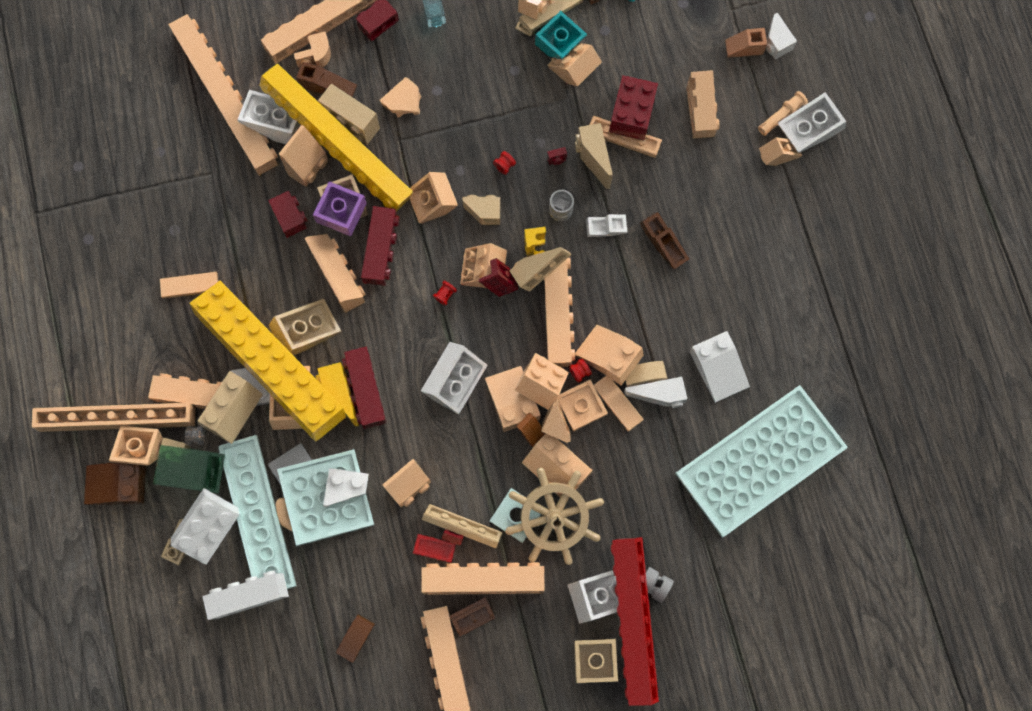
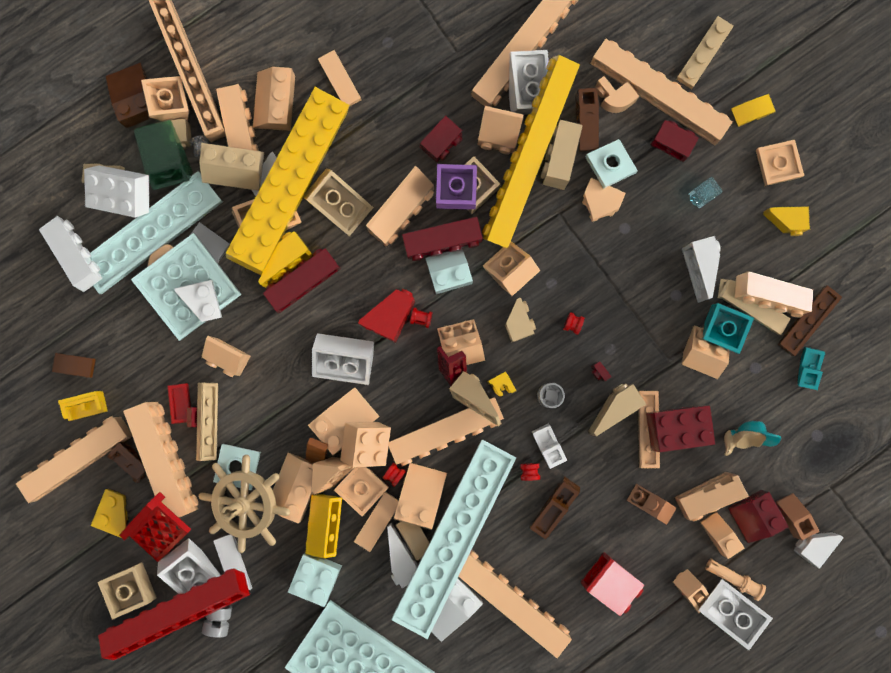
camera: 70 degrees right, 10 degrees up
(180, 350) = (274, 99): none -> light nougat slope
(380, 86) = (611, 175): none -> light aqua piece
(399, 642) = (83, 405): none -> yellow hinge
(412, 252) = (449, 271): none -> light aqua slope
(433, 316) = (389, 315): none -> red slope
(498, 36) = (702, 263): none -> white slope
(516, 654) = (111, 513): none -> yellow wing
(530, 610) = (145, 520): none -> red fence
(595, 553) = (229, 555): none -> white tile
(602, 451) = (323, 526): none -> yellow brick
(623, 249) = (530, 471): none -> red wheel
(649, 477) = (314, 579): none -> light aqua brick
(659, 334) = (453, 539): none -> light aqua plate
(661, 54) = (749, 434): none -> hair
(691, 157) = (651, 504): none -> nougat slope
(727, 314) = (514, 605): none -> light nougat brick
(734, 74) = (758, 516): none -> dark red slope
(740, 110) = (722, 535): none -> light nougat slope
(749, 215) = (612, 584): none -> slope

